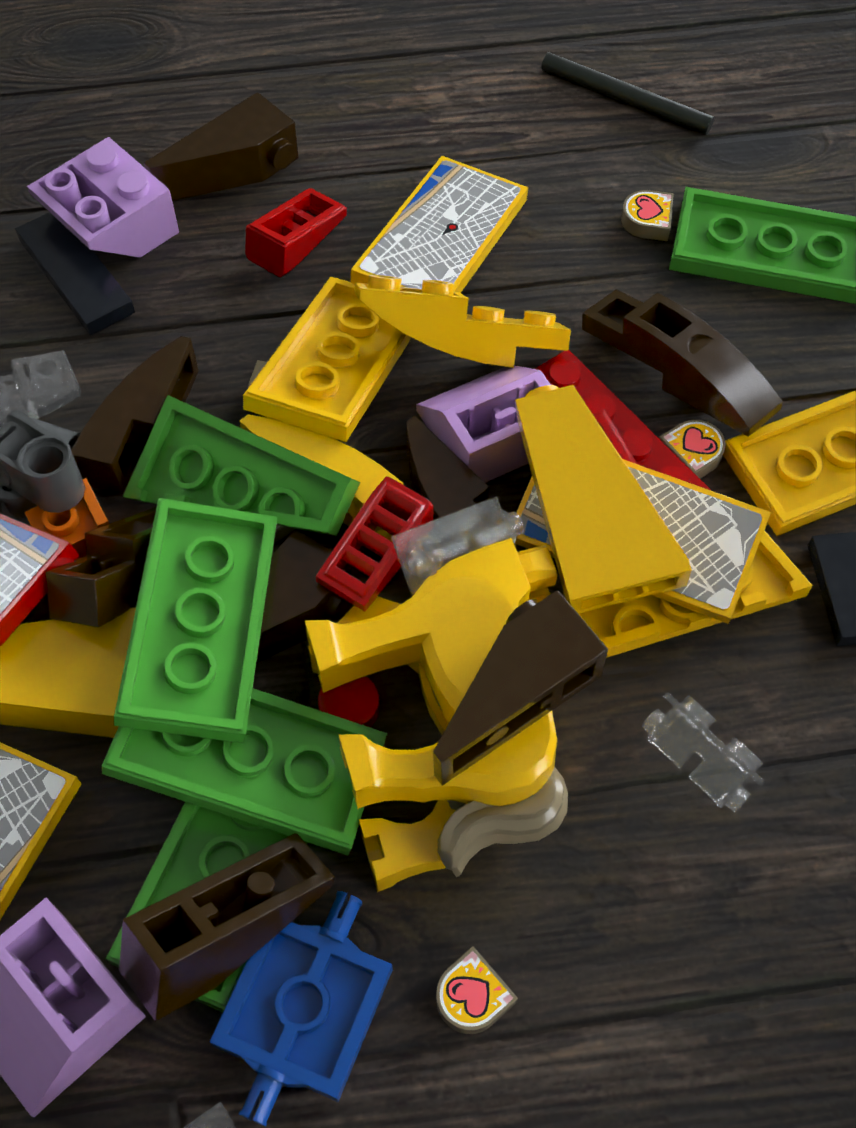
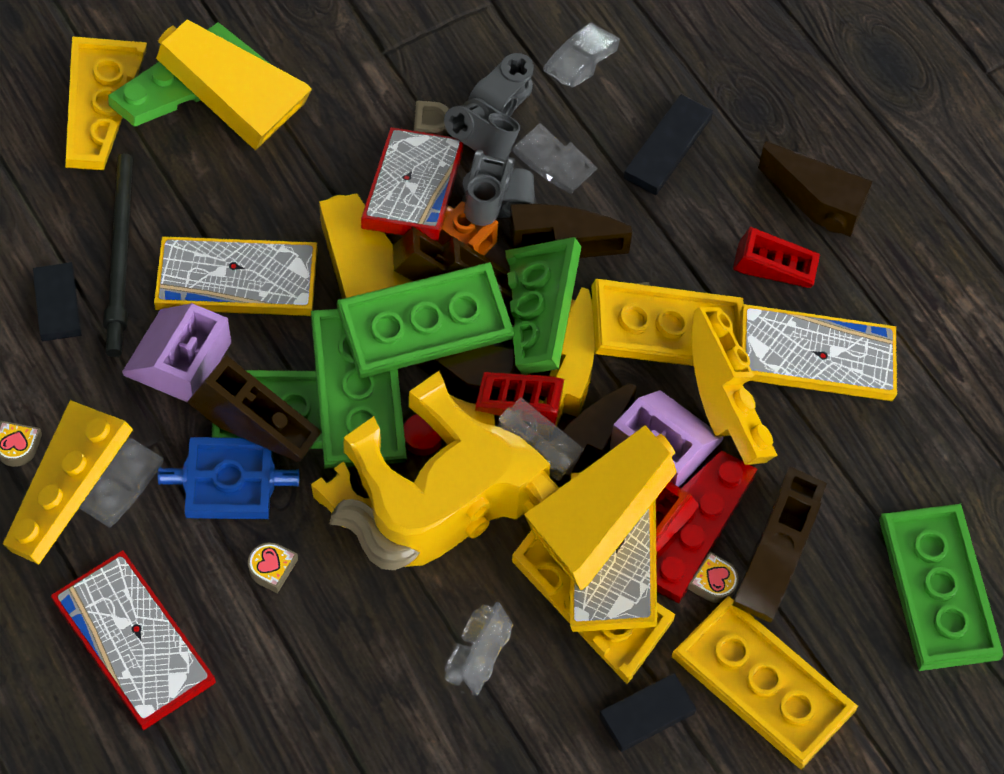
camera: 65 degrees right, 0 degrees up
(109, 201) = (723, 135): lavender slope -> none
(531, 669) = (440, 490): dark brown slope -> none
(648, 214) = (921, 487): tile -> none

